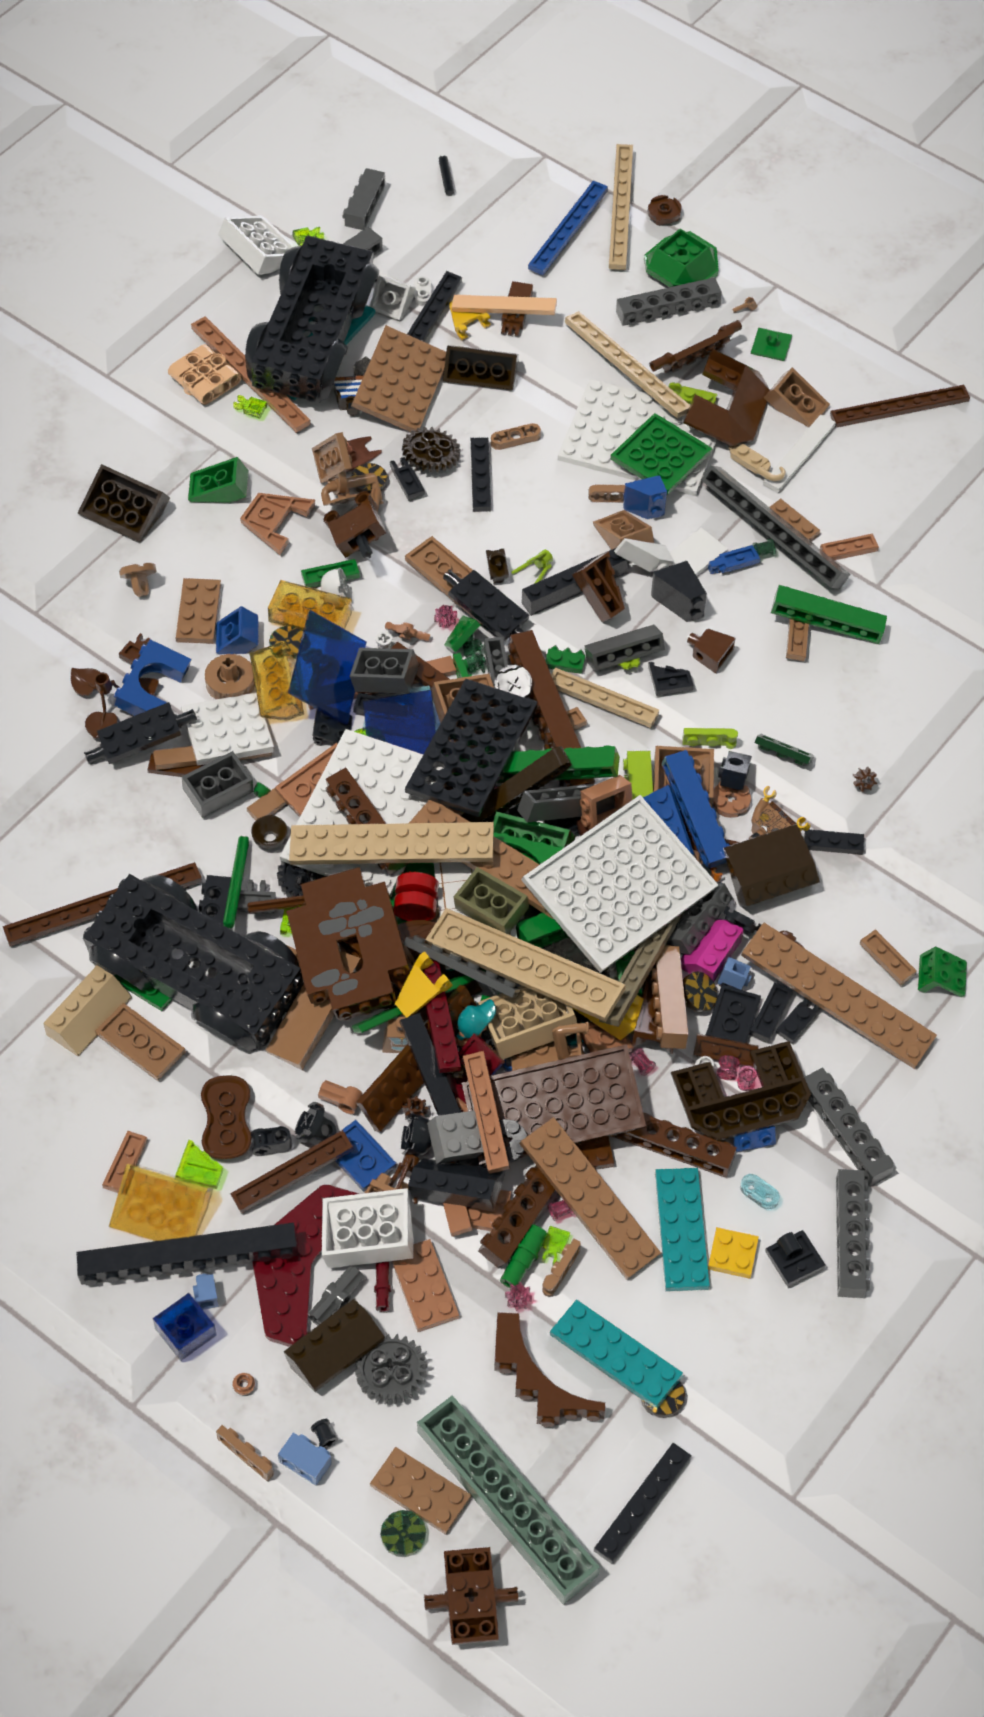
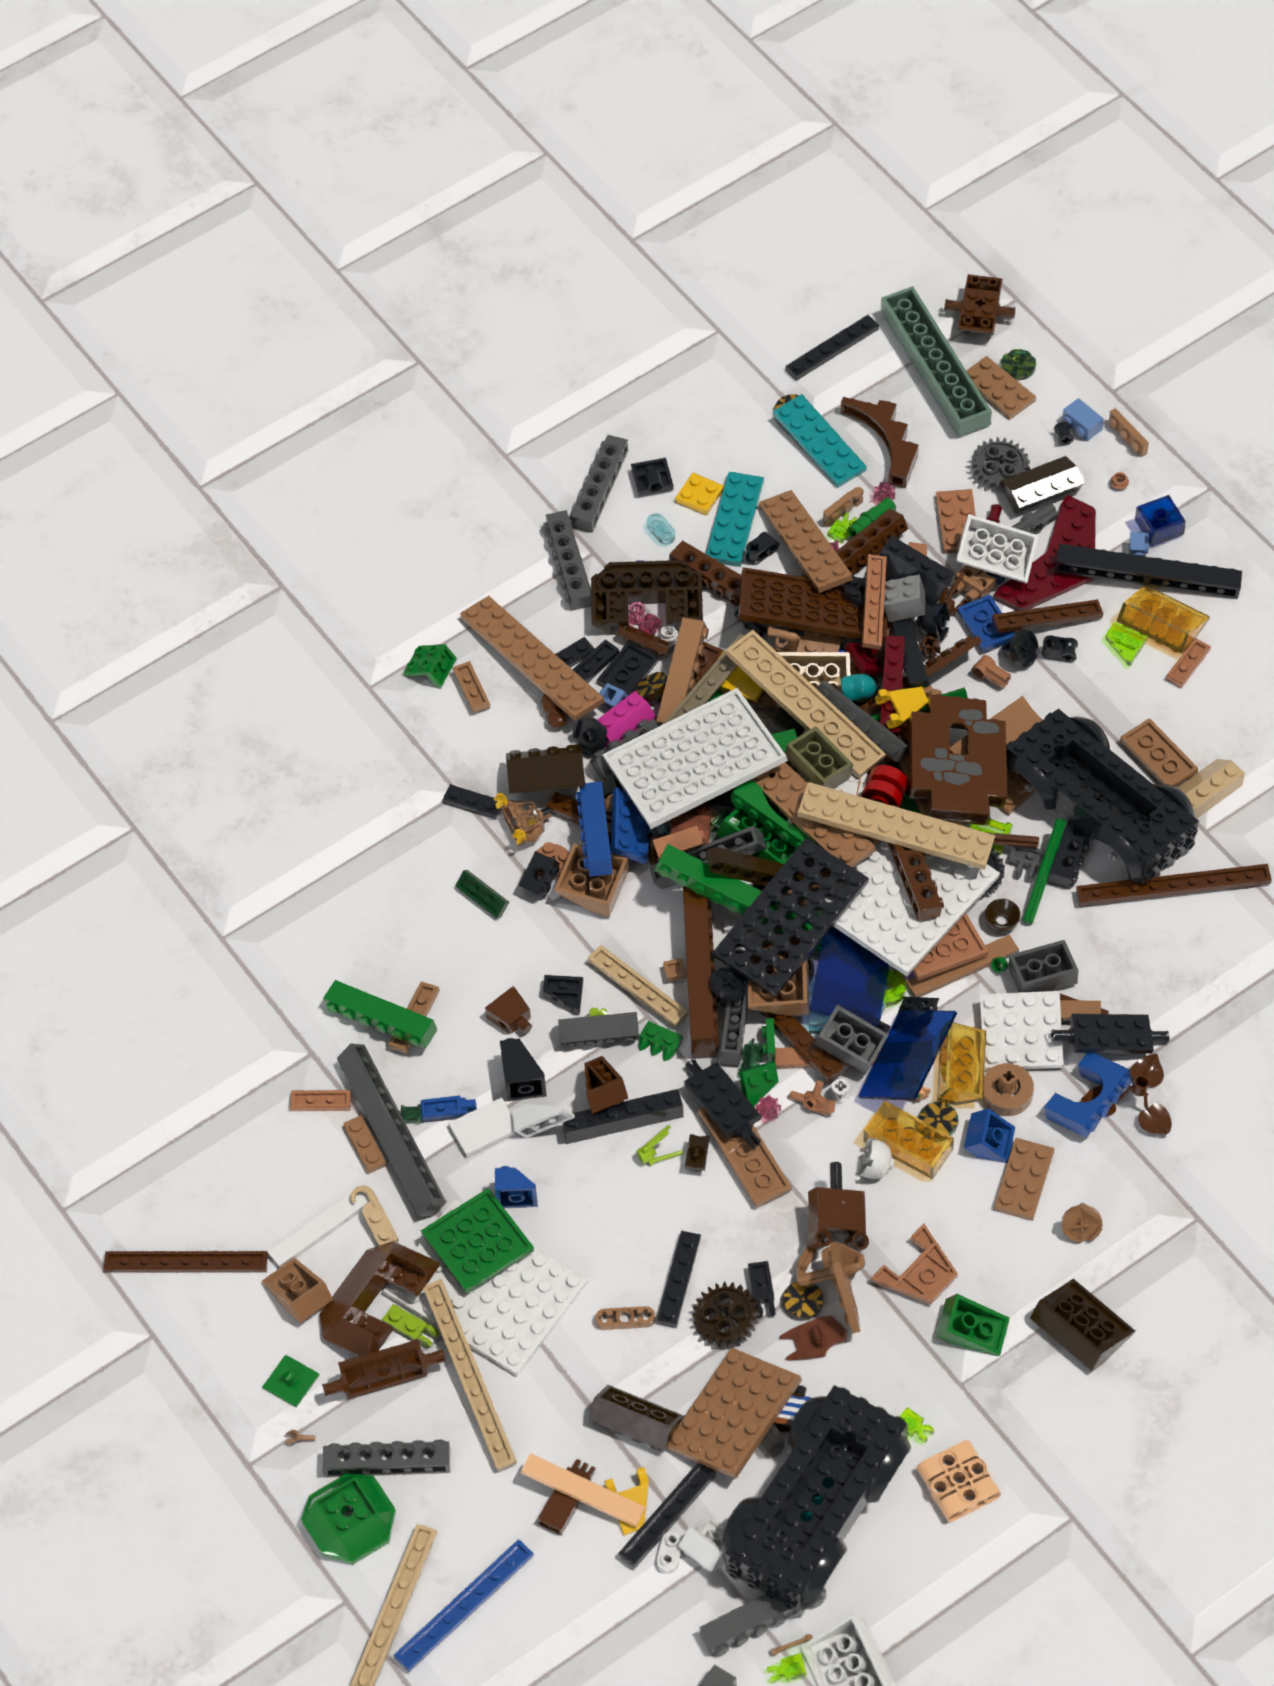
camera: 160 degrees left, 0 degrees up
(132, 649) = (1100, 1141): reddish brown plate -> none
(226, 1129) = (1093, 683): reddish brown plate -> none
(234, 357) = (916, 1494): nougat plate -> none
(313, 576) = (878, 1187): green plate -> none
(597, 493) = (542, 1215): medium nougat beam -> none
(623, 525) = (551, 1165): medium nougat slope -> none
(637, 1193) = (761, 548): none -> black piece
(639, 772) = (633, 893): lime brick -> none
(642, 1062) = (723, 644): clear pink bush -> none
(661, 217) = (342, 1616): reddish brown plate -> none
(710, 737) = (548, 920): lime plate -> none
(863, 774) = (419, 846): reddish brown gear -> none

